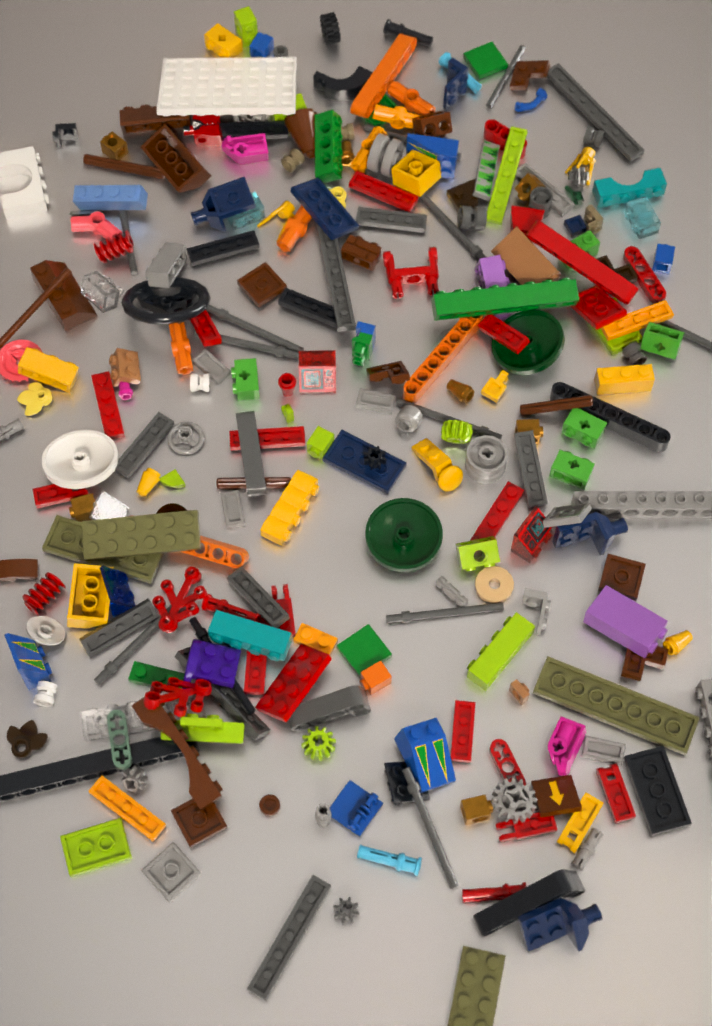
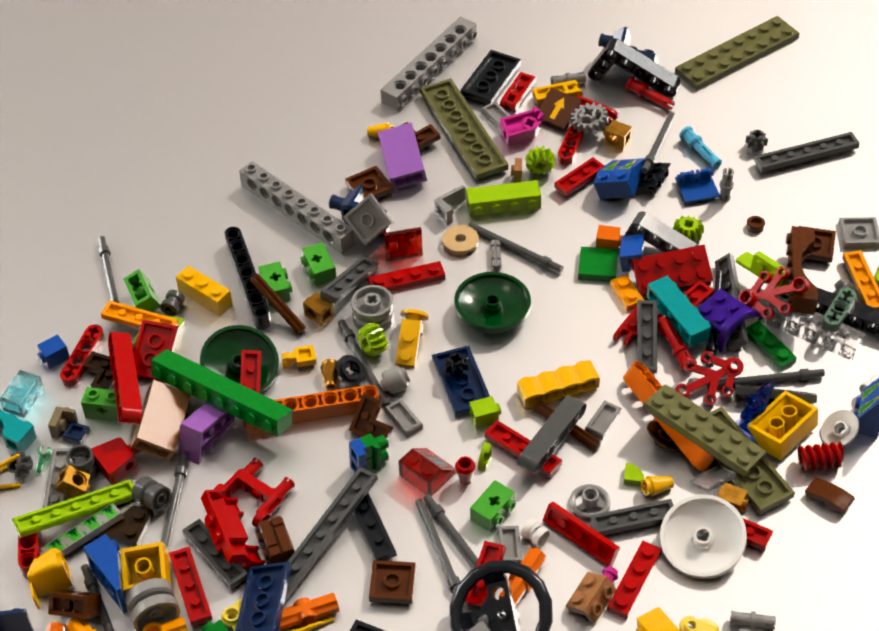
camera: 135 degrees left, 15 degrees down
(160, 405) = (581, 534): none -> red plate
(341, 669) = (630, 248): none -> blue panel
(394, 225) = (227, 529): none -> red bracket
(440, 402) = (355, 366): none -> black gear
(466, 552) = (452, 256): lime brick -> none
(471, 129) = (48, 574): none -> yellow piece
(508, 713) = (540, 160): none -> lime gear

